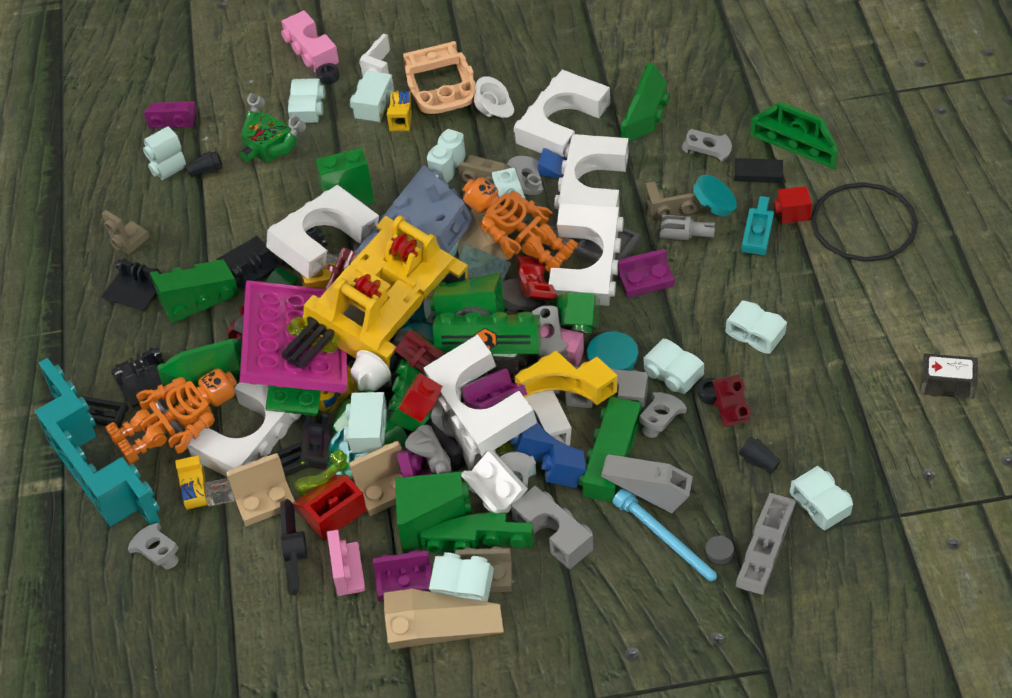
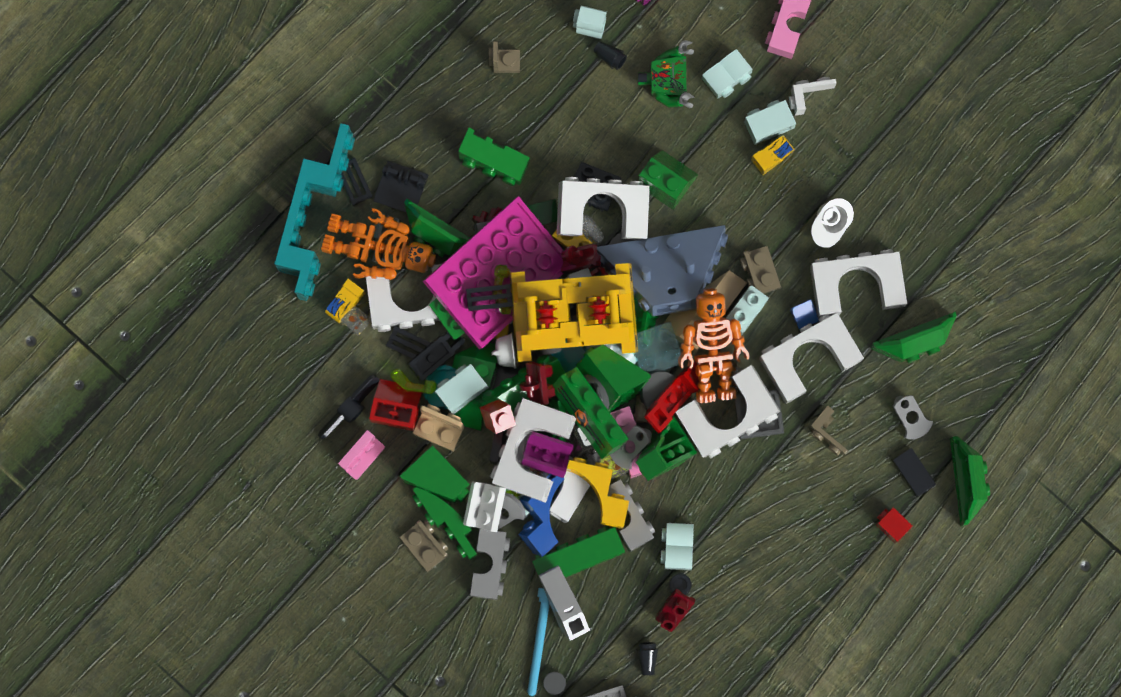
camera: 45 degrees right, 30 degrees up
(132, 285) = (468, 106): black hinge -> none
(161, 555) = (284, 305): light grey piece -> none
(251, 261) = (548, 168): black hinge -> none
(259, 488) = (371, 355): tan bracket -> none
(328, 73) = (771, 62): black tile -> none
(402, 572) = (381, 499): magenta bracket -> none
(412, 464) = (461, 444): magenta bracket -> none
(426, 444) = (475, 446): light grey plant -> none
(429, 618) = (364, 541): tan wedge -> none
(446, 97) = (810, 179): light nougat slope -> none
(447, 154) = (743, 232): light aqua brick -> none
(462, 577) = (402, 541): light aqua brick -> none
(532, 184) = (791, 298): light grey piece -> none
(614, 349) = (662, 494): teal tile -> none
(645, 273) = (748, 464): magenta bracket -> none
(656, 422) = (647, 565): light grey piece -> none
(684, 227) = (814, 466): light grey arm -> none
(715, 194) = (857, 463): teal tile -> none
(756, 327) = (756, 578): light aqua brick -> none
(758, 228) = (853, 514): teal hinge -> none
(861, 258) = (921, 539): black piece -> none

